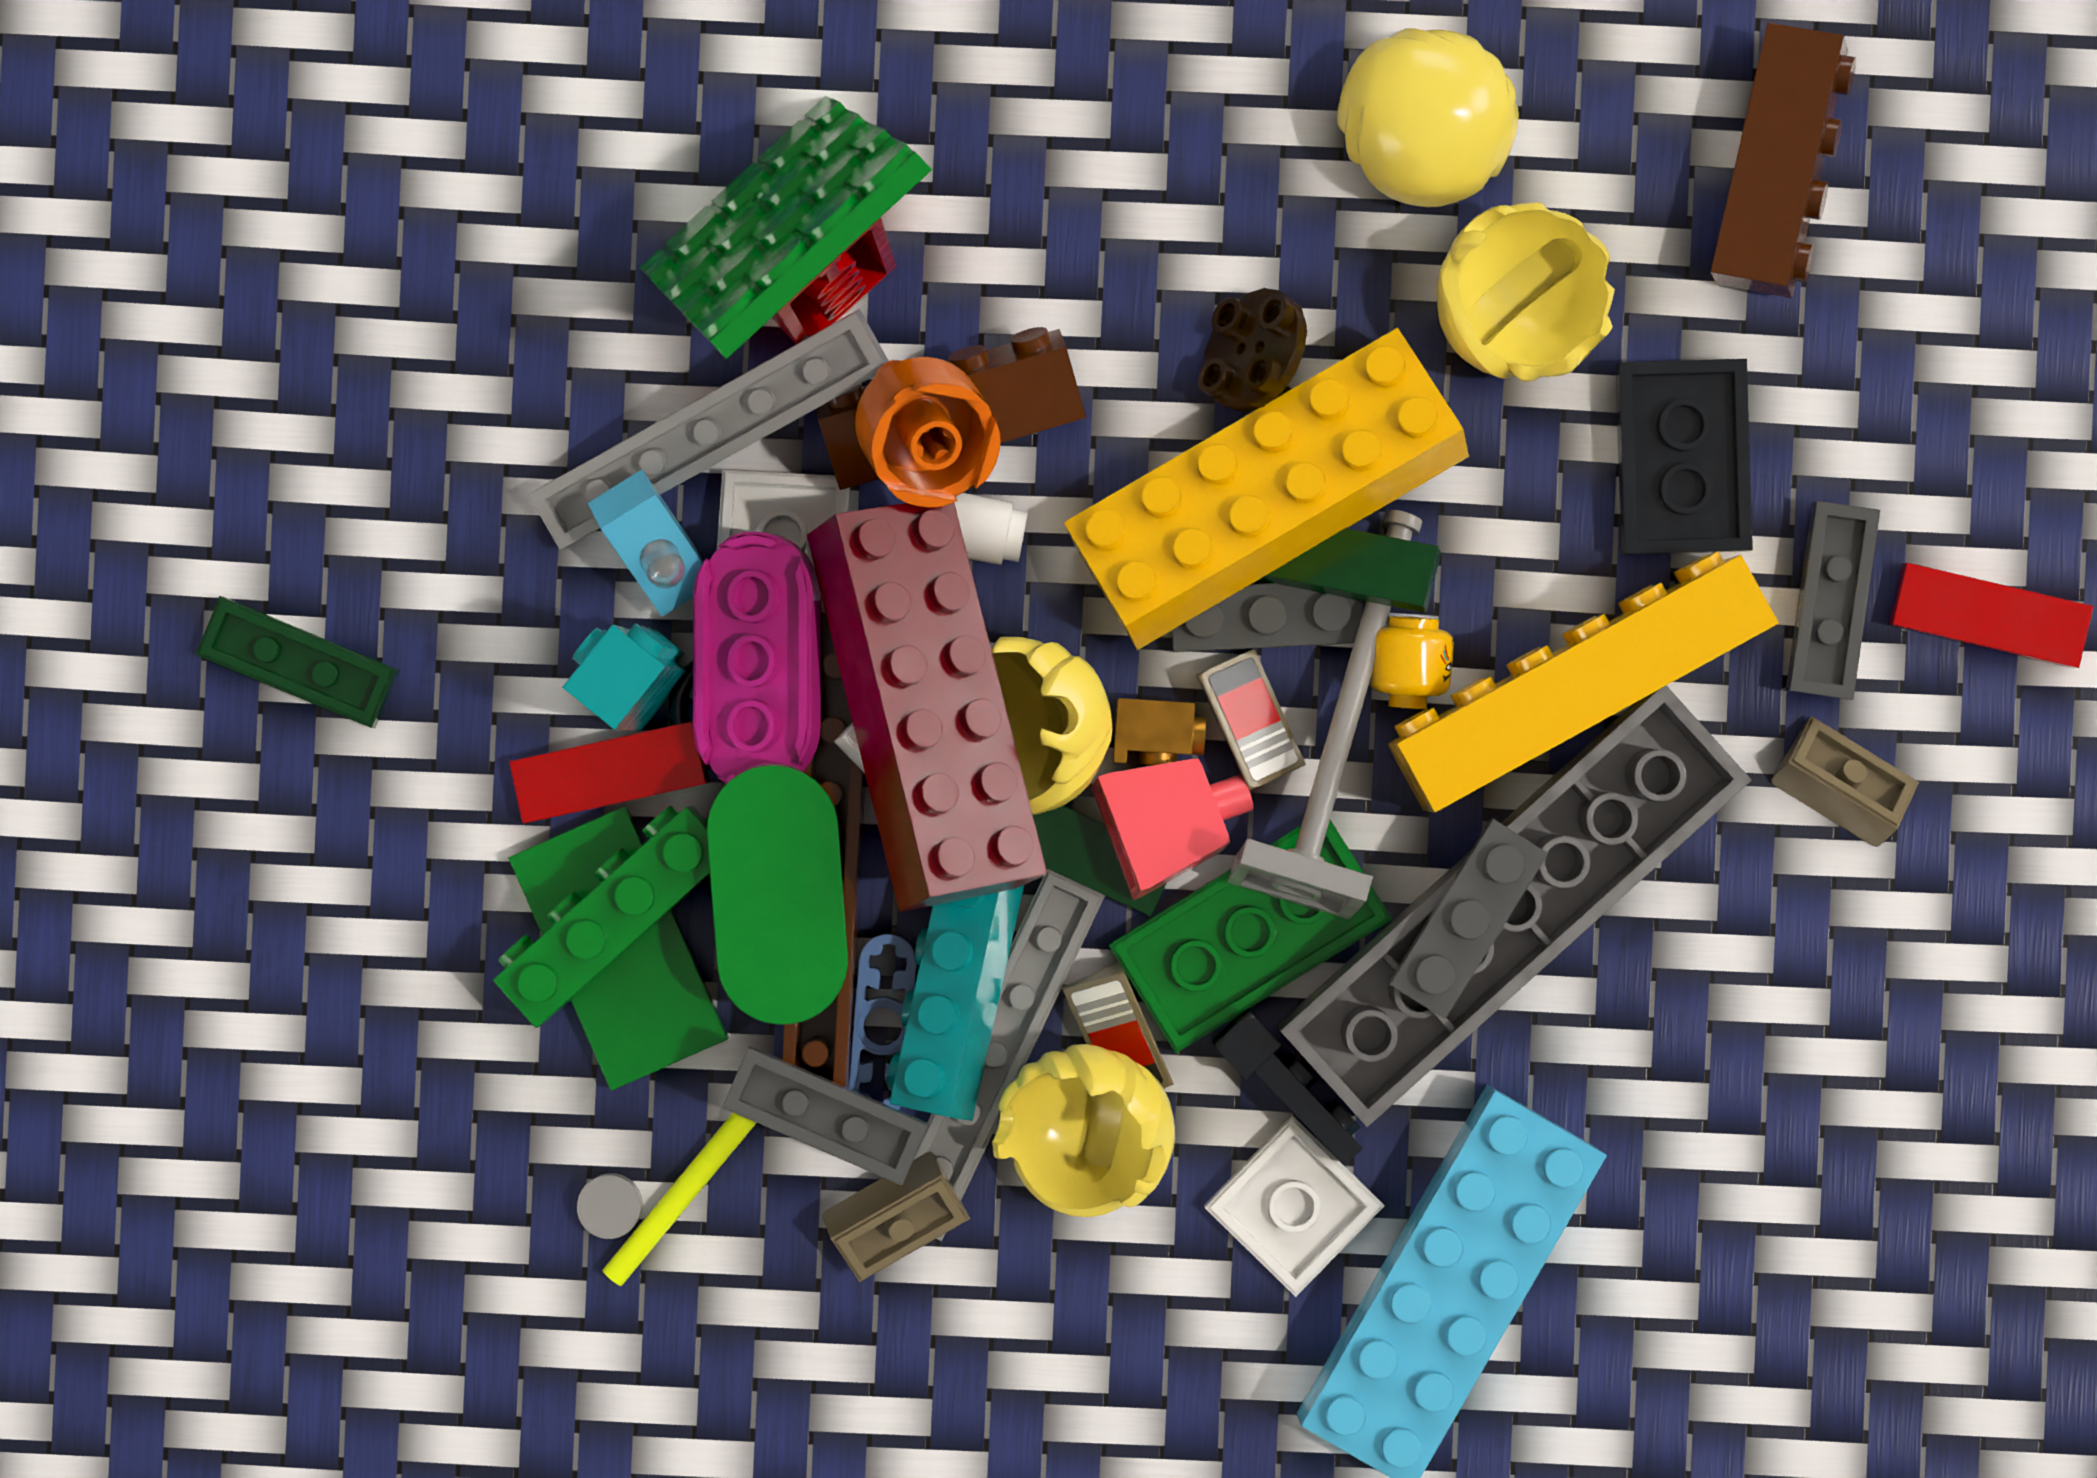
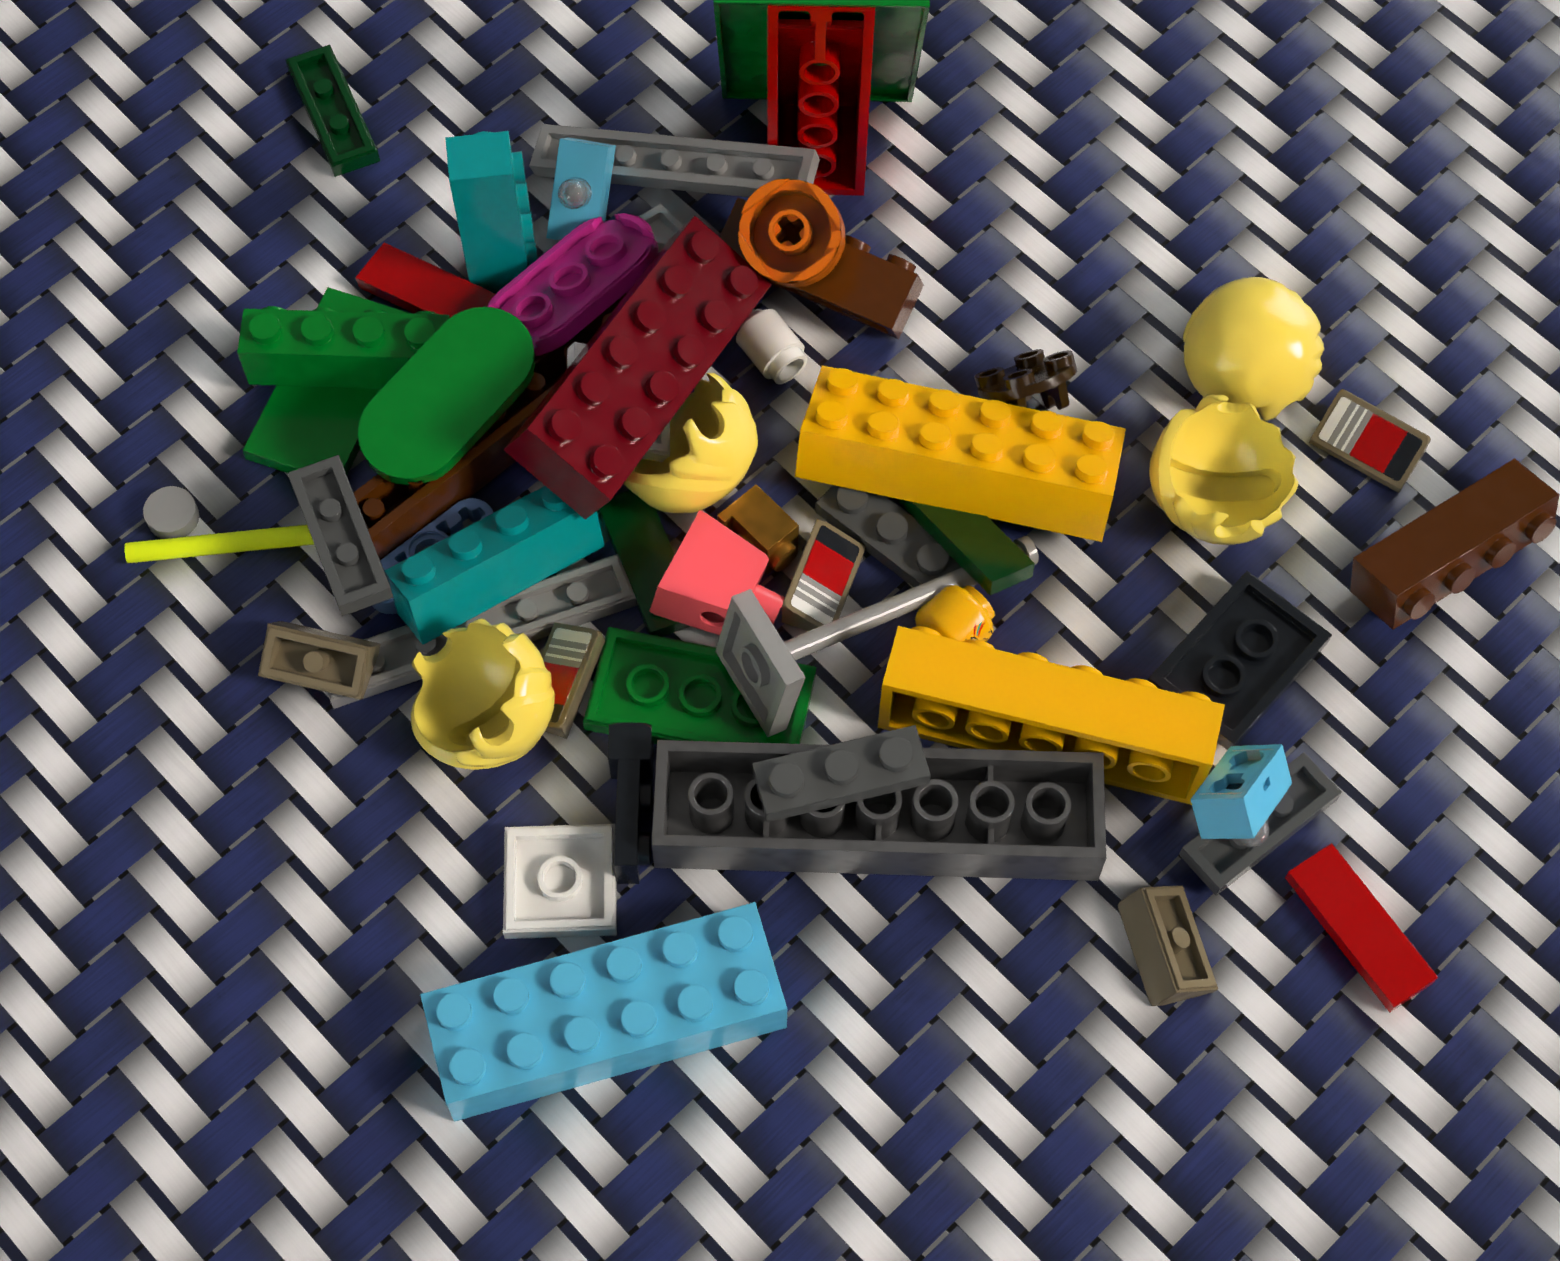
camera: 45 degrees right, 25 degrees down
(1609, 110) = (1370, 440): none -> slope
(1814, 610) = (1242, 794): none -> medium azure piece

